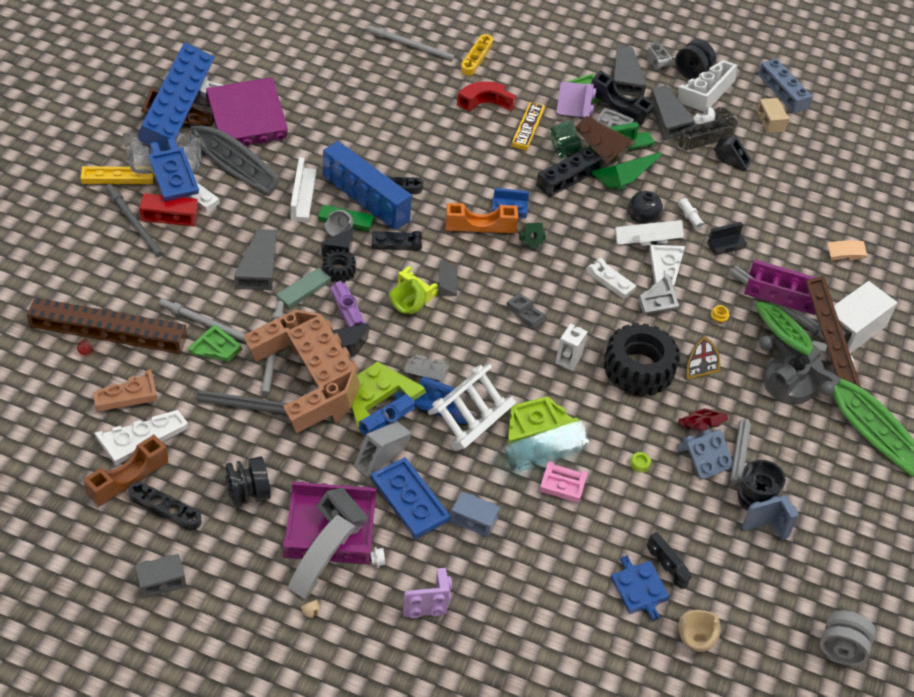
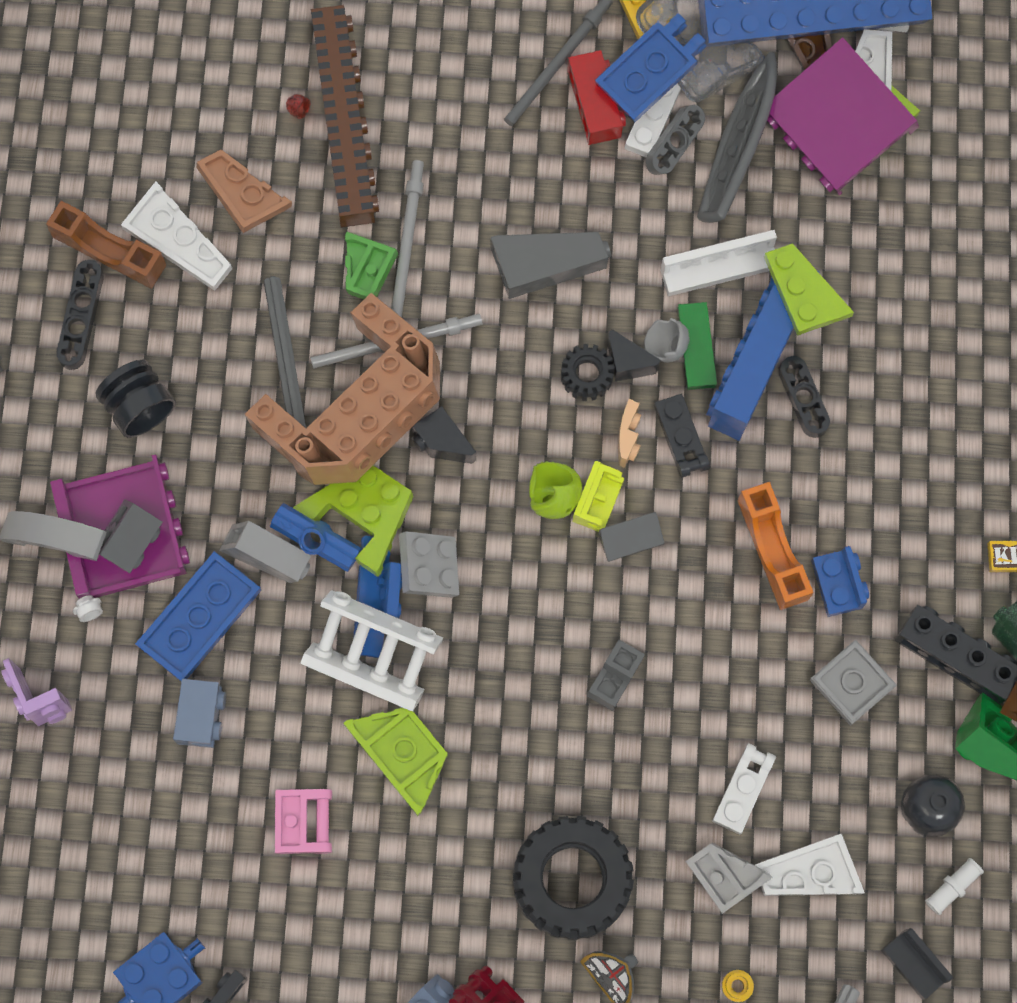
camera: 75 degrees right, 25 degrees up
(216, 185) = (686, 135): none -> dark grey beam
(303, 288) = (526, 339): sand green tile -> none
(347, 147) = (804, 291): none -> lime wing
(347, 304) = (494, 425): medium lavender piece -> none
(387, 261) = (627, 439): none -> light nougat slope
(538, 234) = (775, 635): dark green brick -> none
(546, 445) = (348, 778): clear light blue brick -> none
(568, 216) = (853, 682): none -> light grey plate
(571, 343) = (551, 762): white brick -> none
(640, 462) = (383, 926): lime tile -> none
(649, 232) = (870, 828): white bracket -> none

